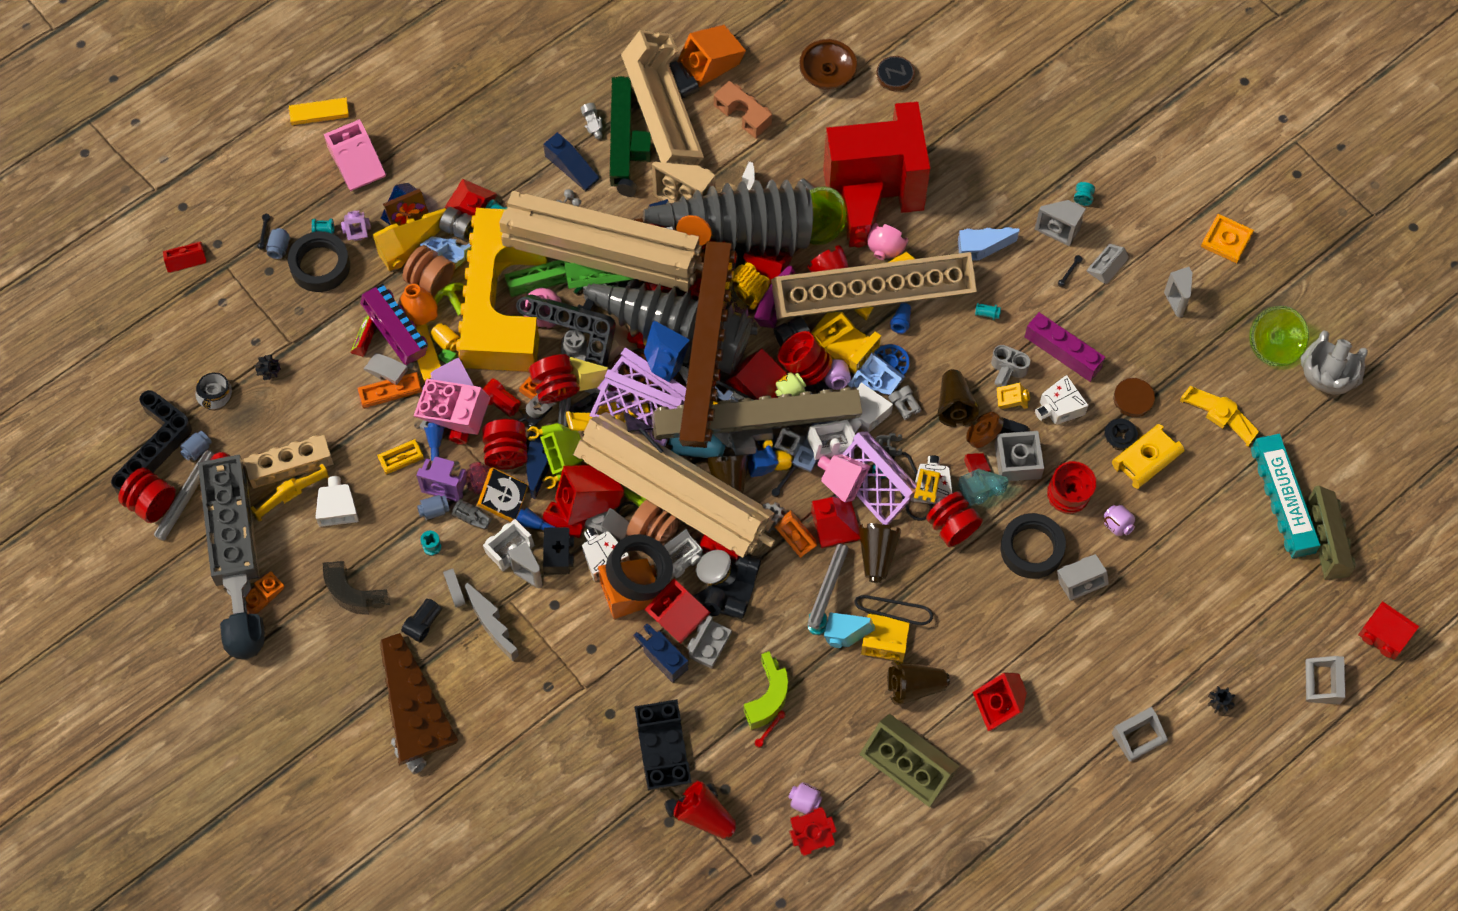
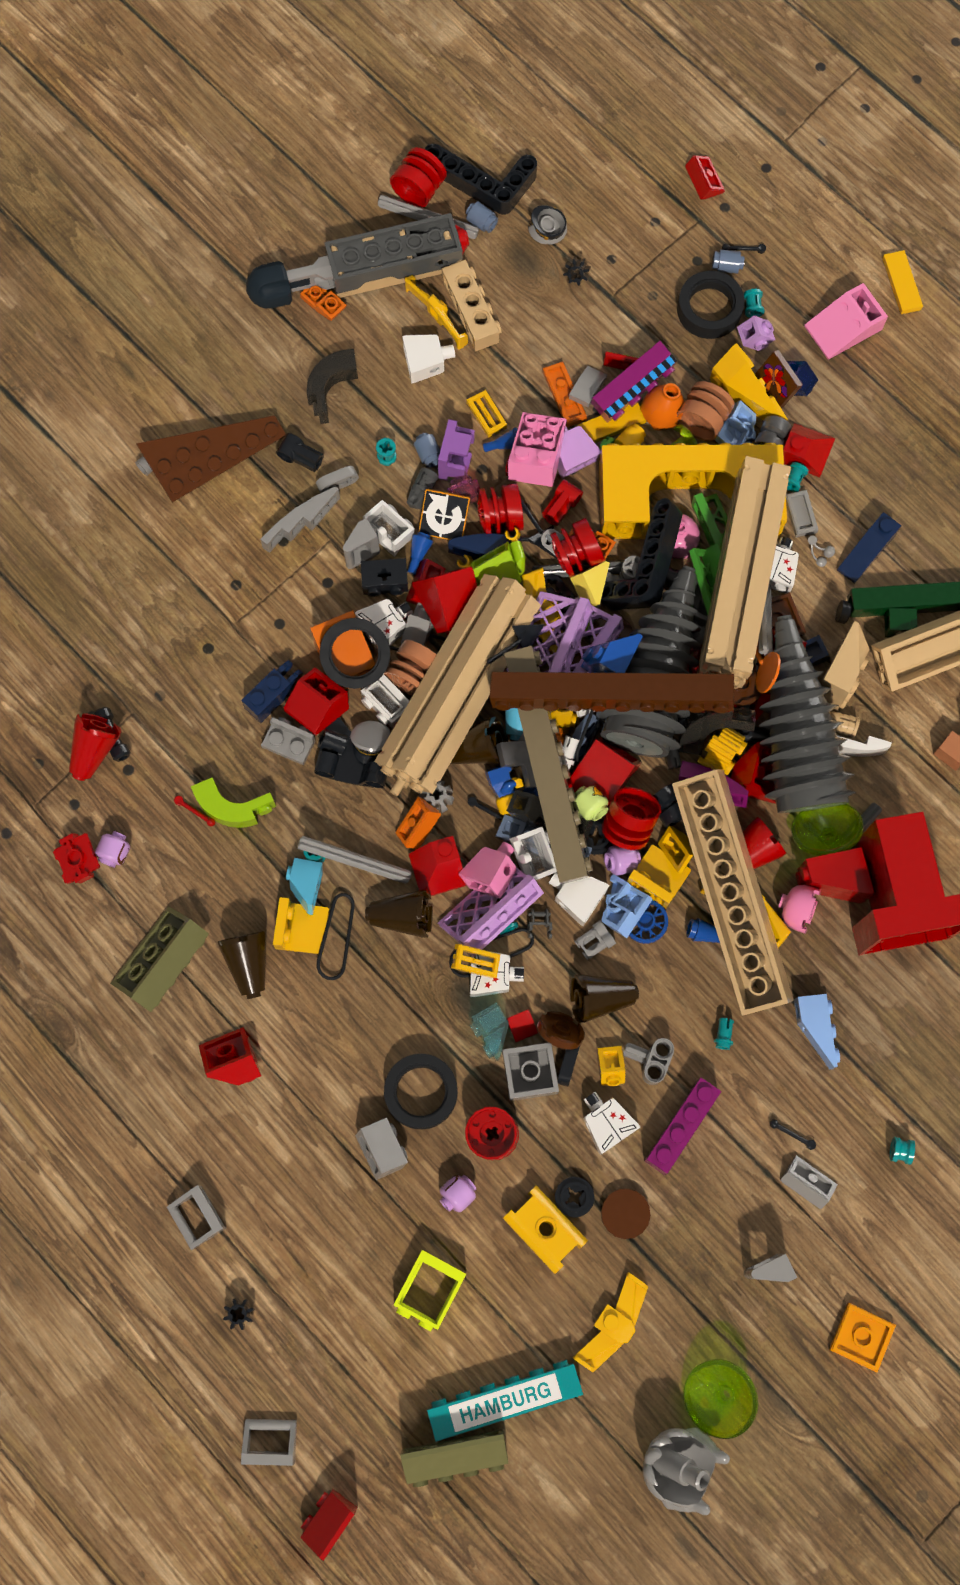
camera: 85 degrees right, 10 degrees up
(594, 124) = (939, 563): light grey piece -> none
(662, 745) = (164, 702): black slope -> none
(954, 519) = (442, 996): red wheel -> none
(1060, 220) = (855, 1120): light grey slope -> none
(1205, 532) = (406, 1310): none -> neon yellow window

